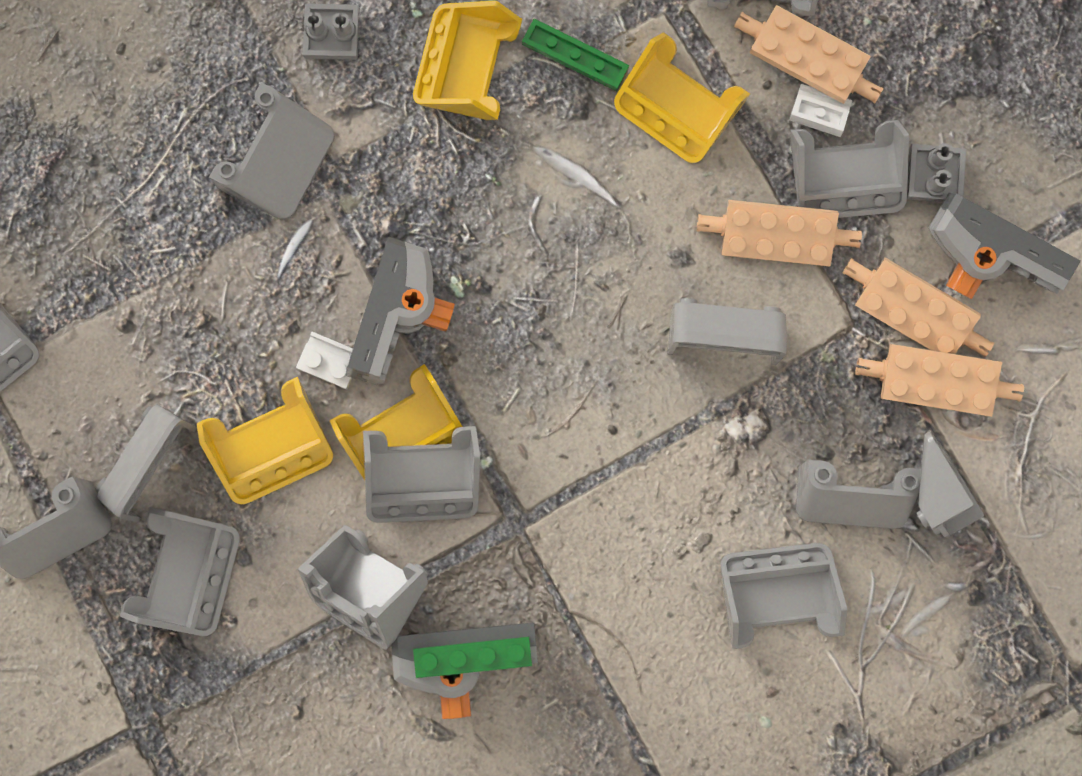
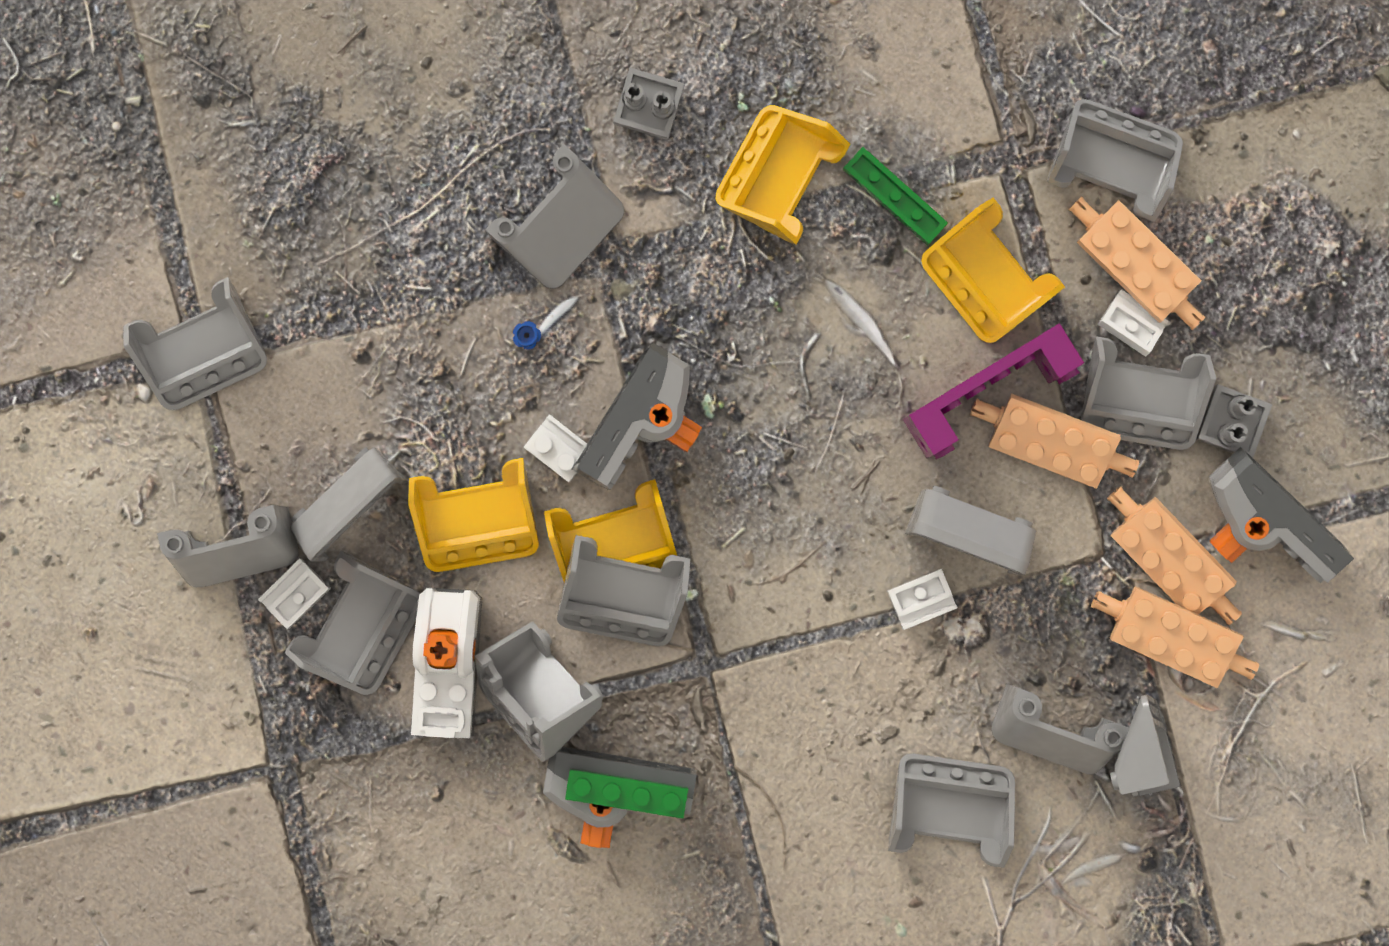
camera: 15 degrees right, 5 degrees up
(116, 559) = (294, 593): none -> white plate
(267, 261) = (521, 329): none -> blue plate
(270, 580) = (445, 662): none -> white piece
(699, 408) = (922, 599): none -> white plate
(753, 153) = (1051, 353): none -> magenta plate

